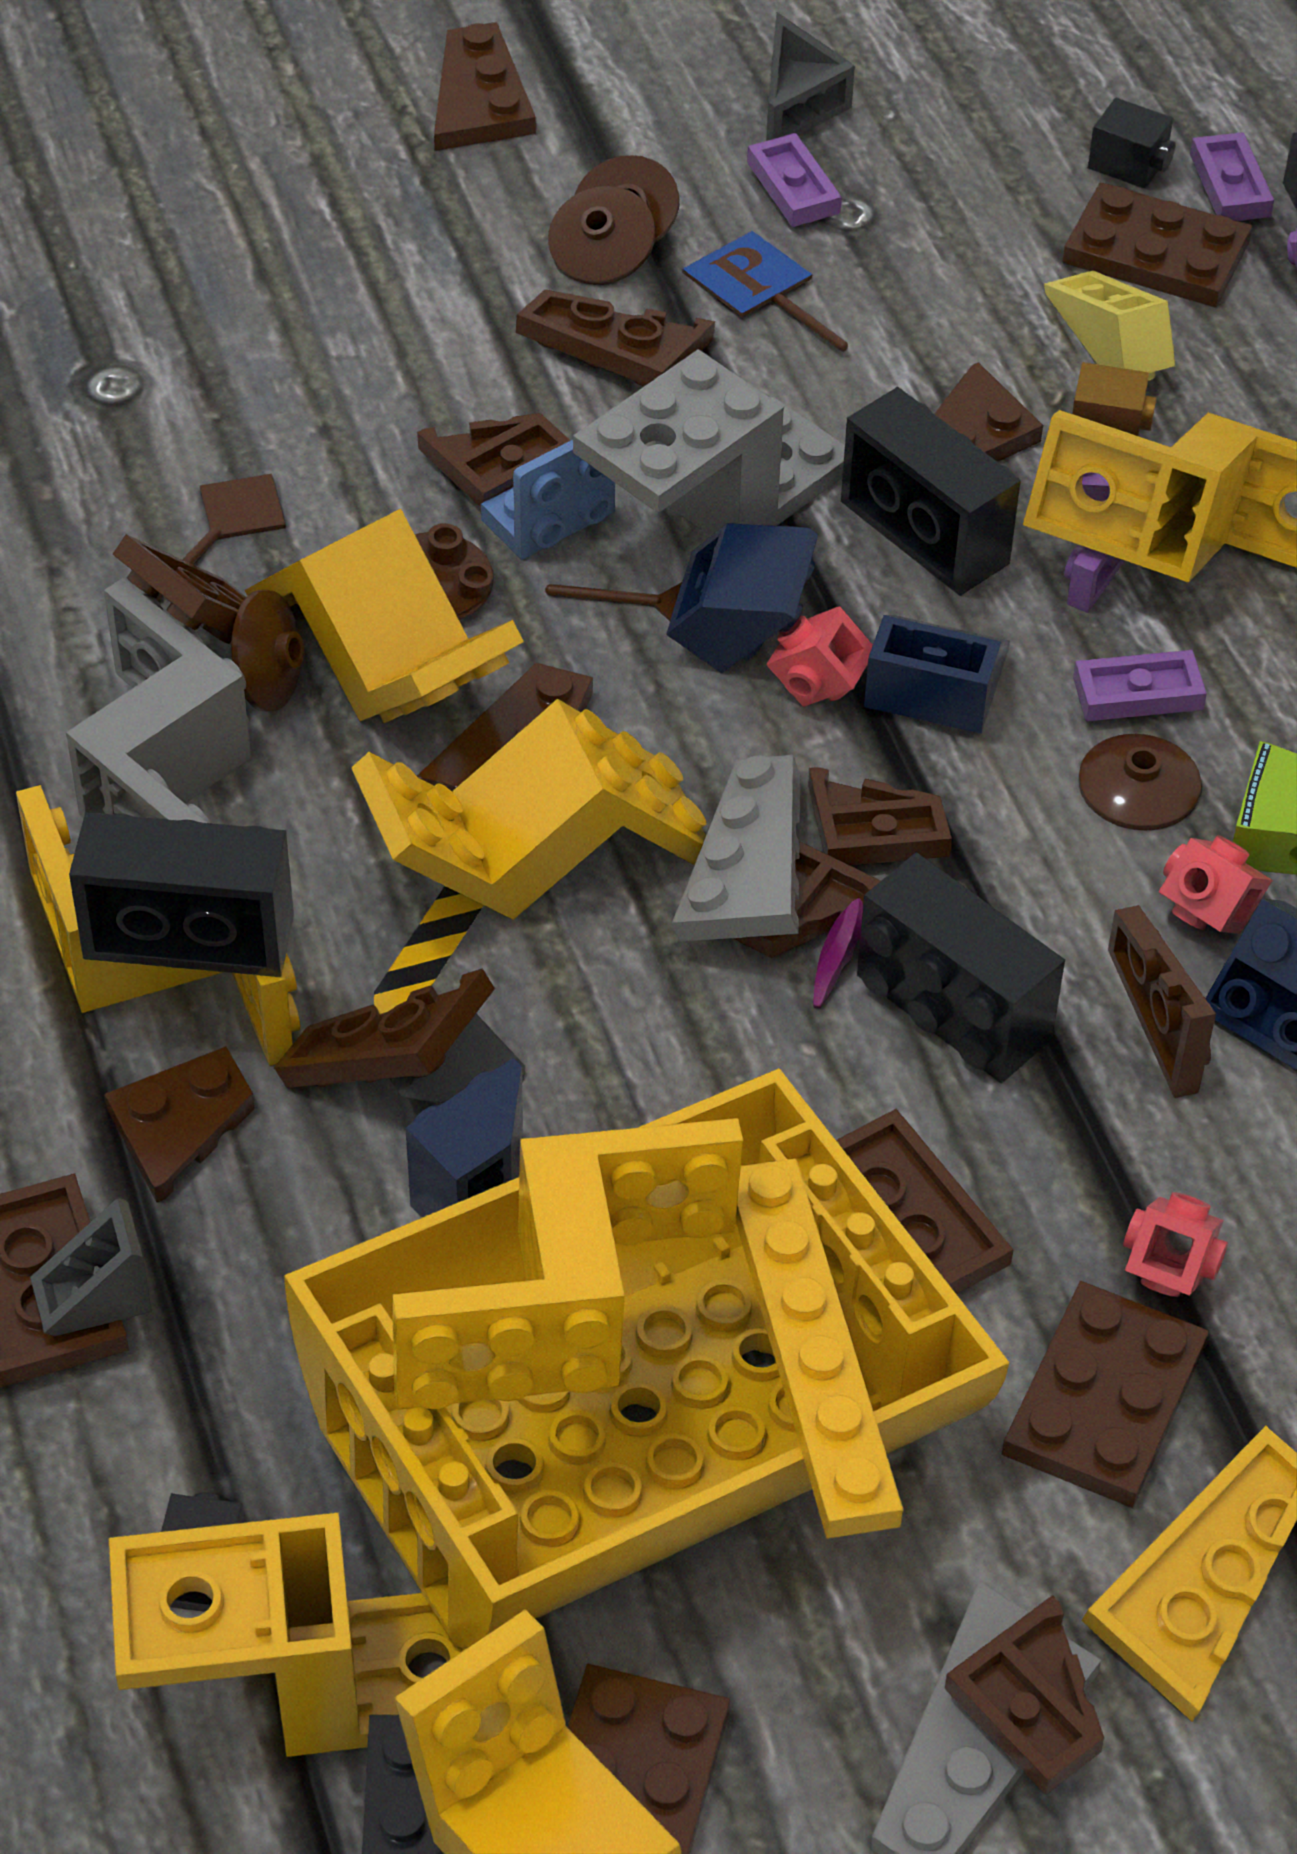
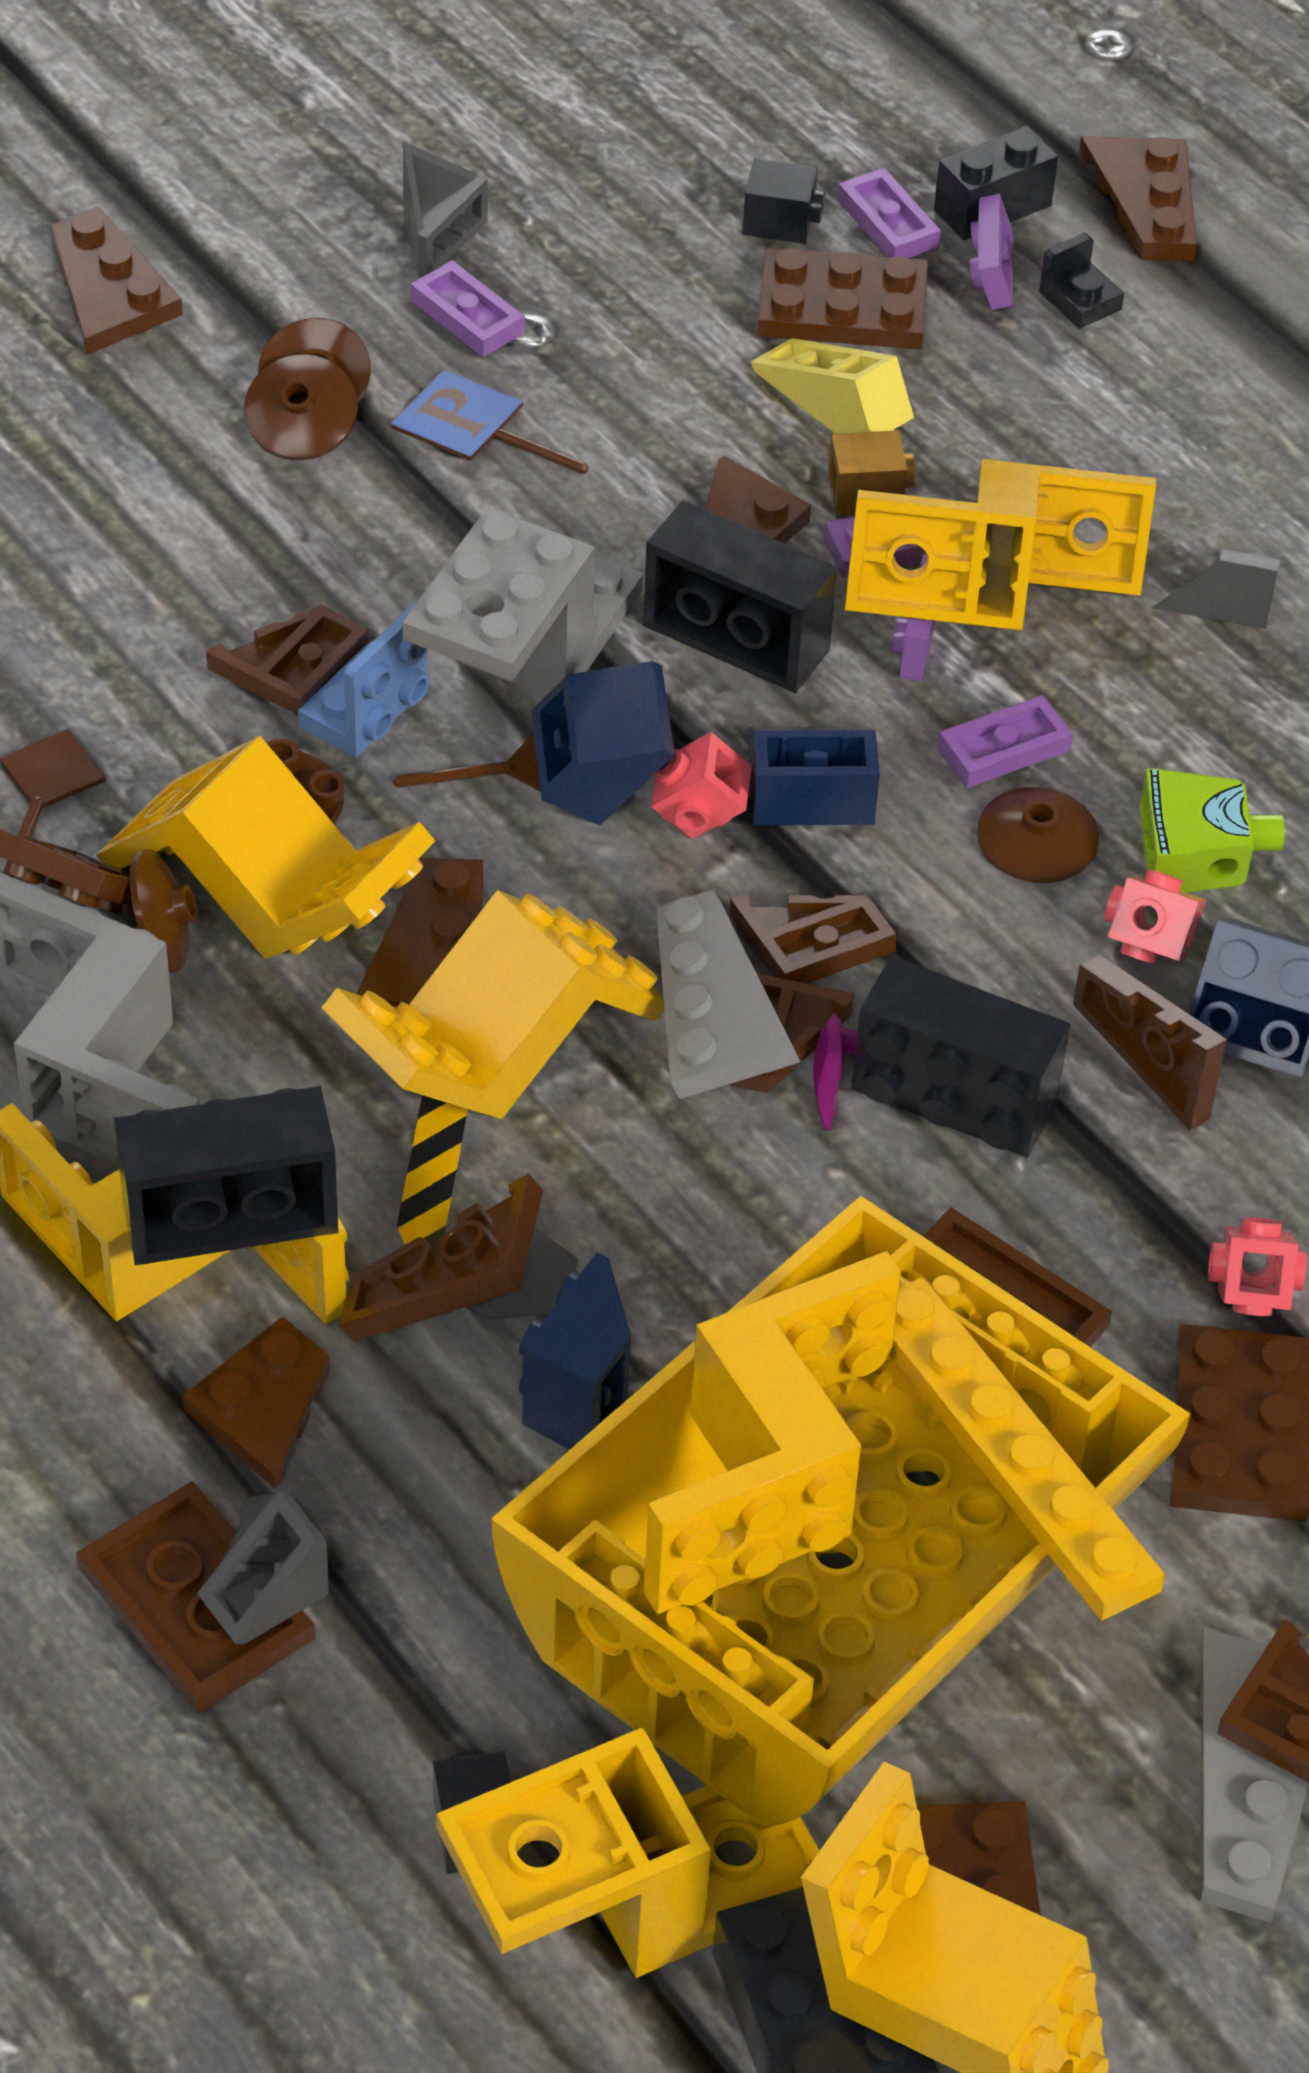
camera: 20 degrees left, 0 degrees up
(619, 342) = (370, 514): reddish brown wing -> none

